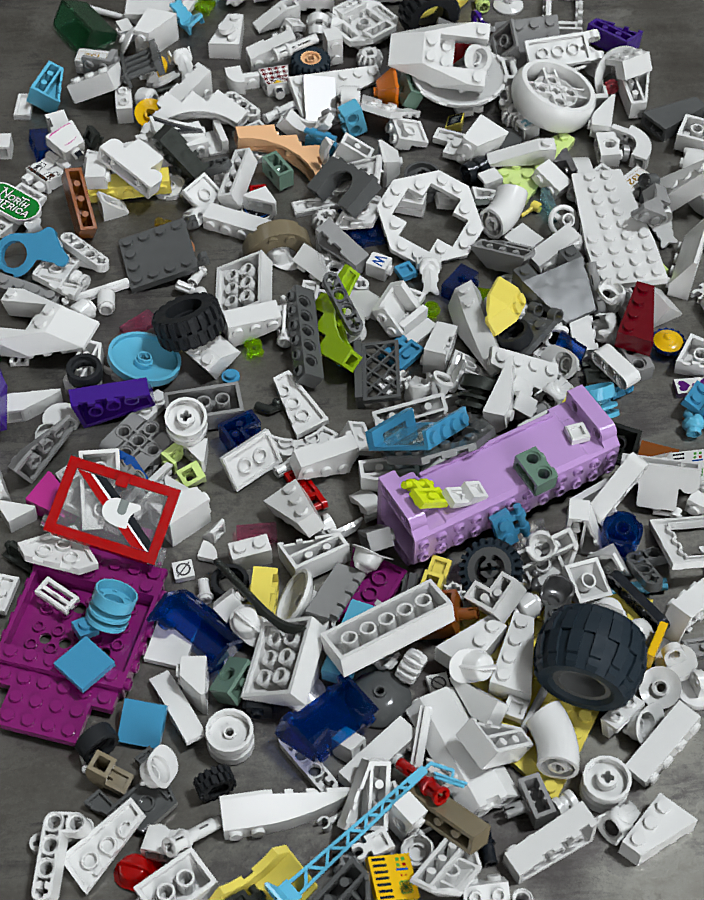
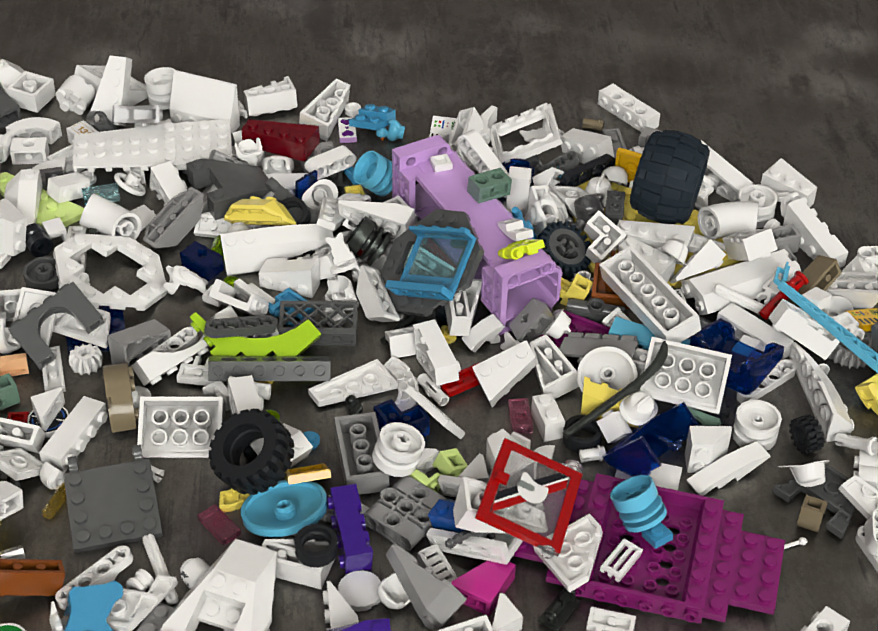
camera: 90 degrees left, 10 degrees down
(84, 664) = (707, 525): dark azure tile -> none
(100, 737) = (789, 514): black tyre -> none
(106, 301) = (178, 553): white brick -> none
(142, 723) = (752, 491): dark azure tile -> none
(181, 371) = (307, 473): none -> yellow tile
(188, 288) = (172, 476): white axle -> none
(379, 266) = (167, 315): white brick -> none
(405, 271) = (175, 300): dark azure plate -> none

